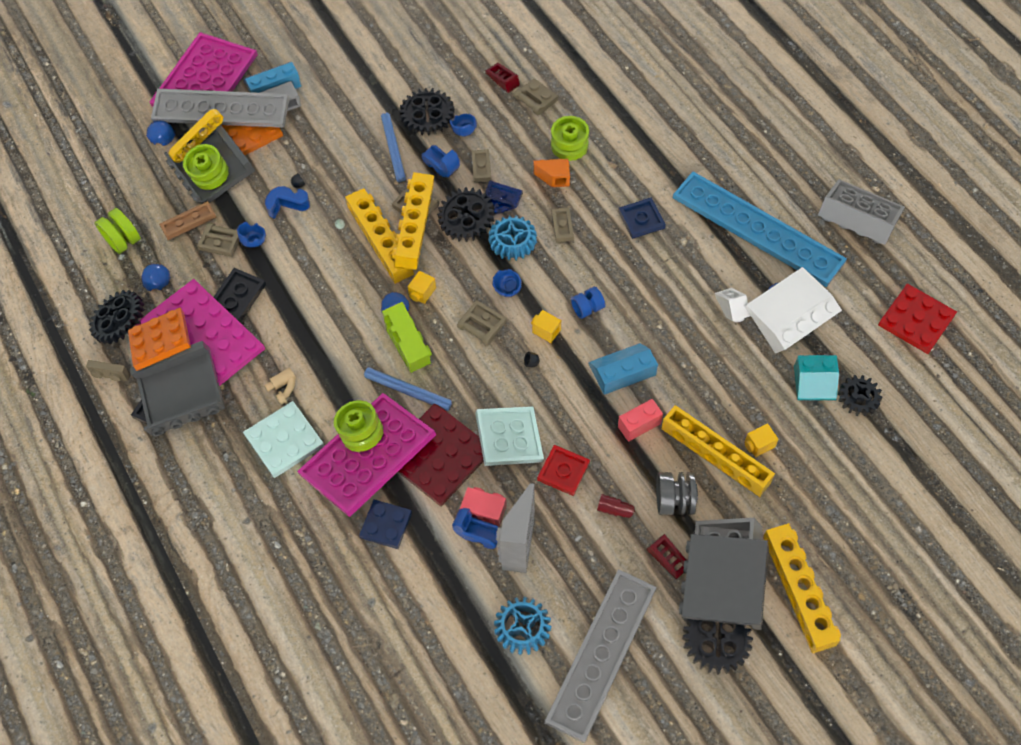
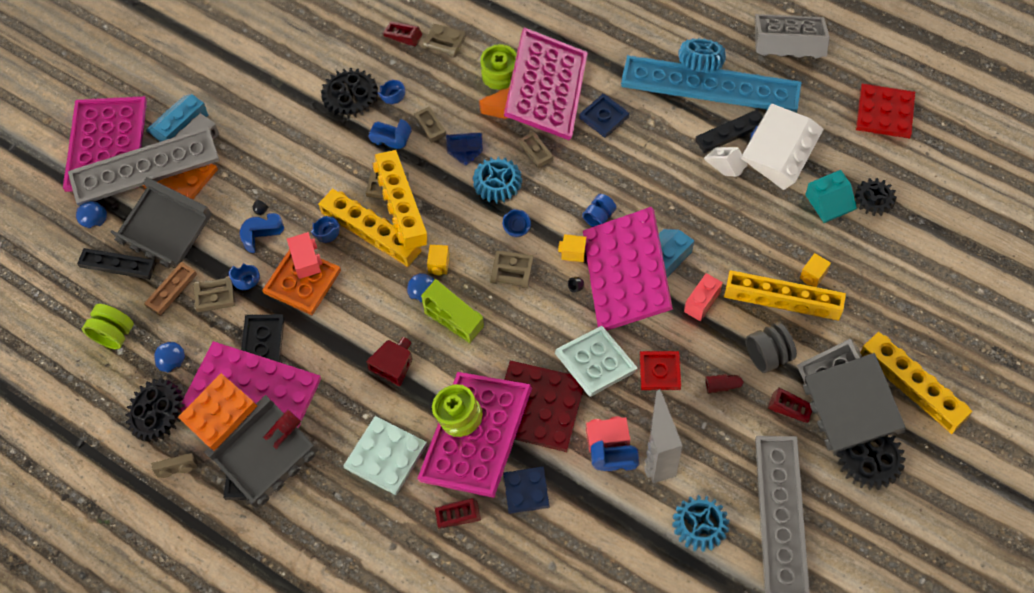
camera: 25 degrees left, 0 degrees up
(157, 182) = (116, 263): none -> black plate
(204, 374) = (286, 425): none -> dark red hinge
(205, 166) = (164, 228): lime wheel -> none
(212, 117) = (137, 202): yellow beam -> none
(280, 380) = (351, 402): tan plant -> none
(297, 257) = (304, 292): none -> orange plate
(307, 236) = (303, 255): none -> coral brick
(328, 520) = (474, 517): none -> dark red slope
(333, 359) = (392, 361): none -> dark red torso
(341, 222) = (326, 229): none -> blue hair
(393, 147) = (333, 137): medium blue axle -> none
(407, 388) = (476, 358): medium blue axle -> none
(458, 226) = (442, 175): black gear -> none
(581, 365) = (627, 269): none -> dark pink plate
(601, 168) = (546, 84): none -> dark pink plate
(750, 278) = (729, 131): none -> black plate
(762, 197) = (702, 55): none -> dark azure gear

